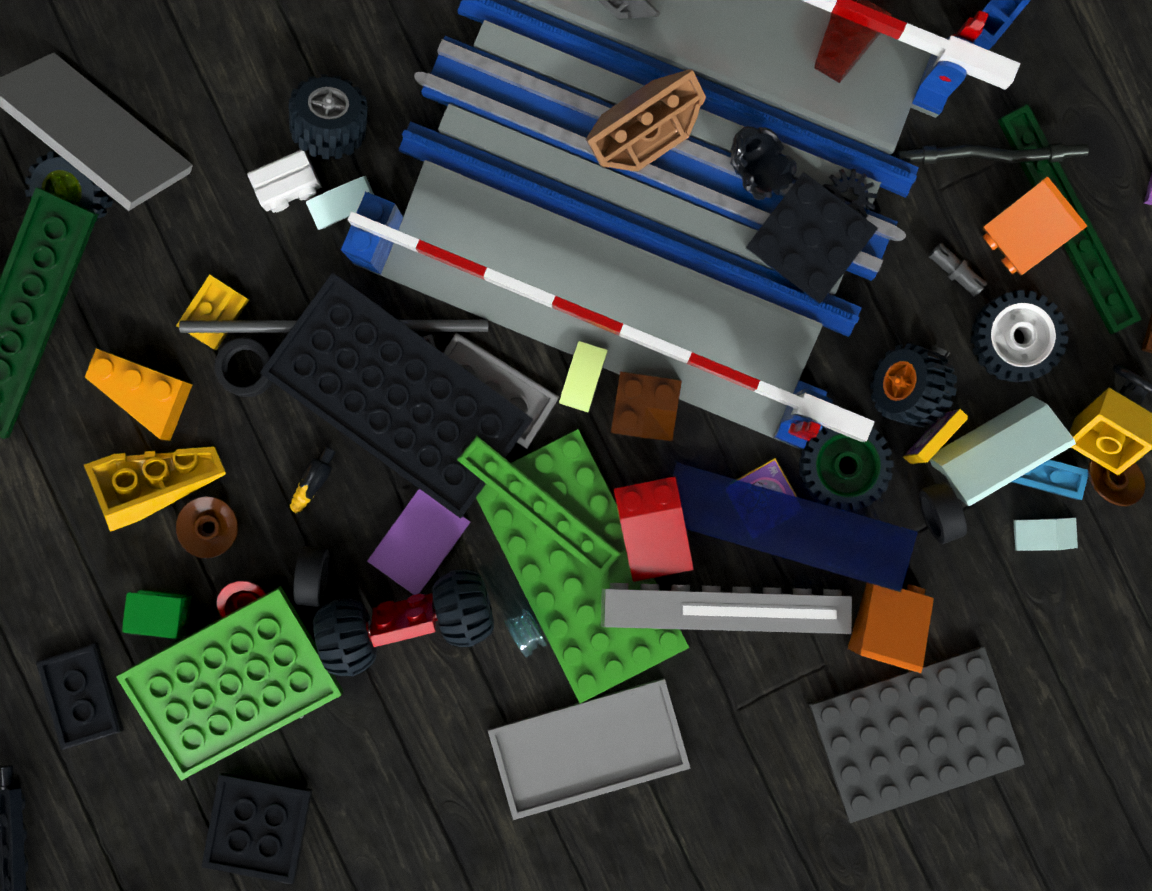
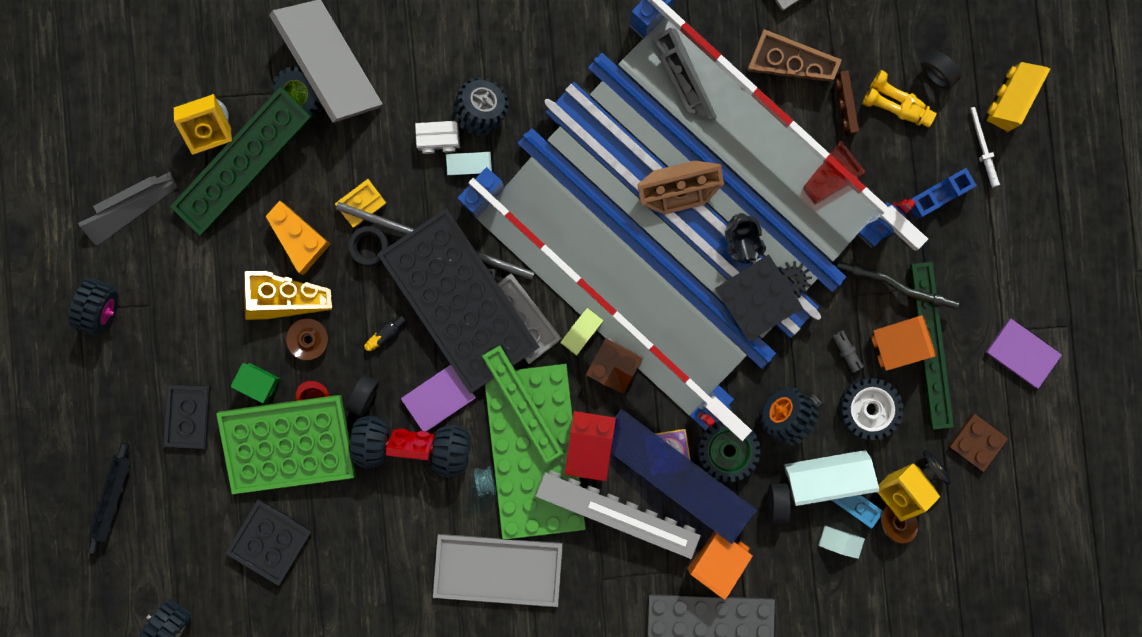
camera: 25 degrees right, 0 degrees up
(935, 437) = (792, 453): yellow tile -> none

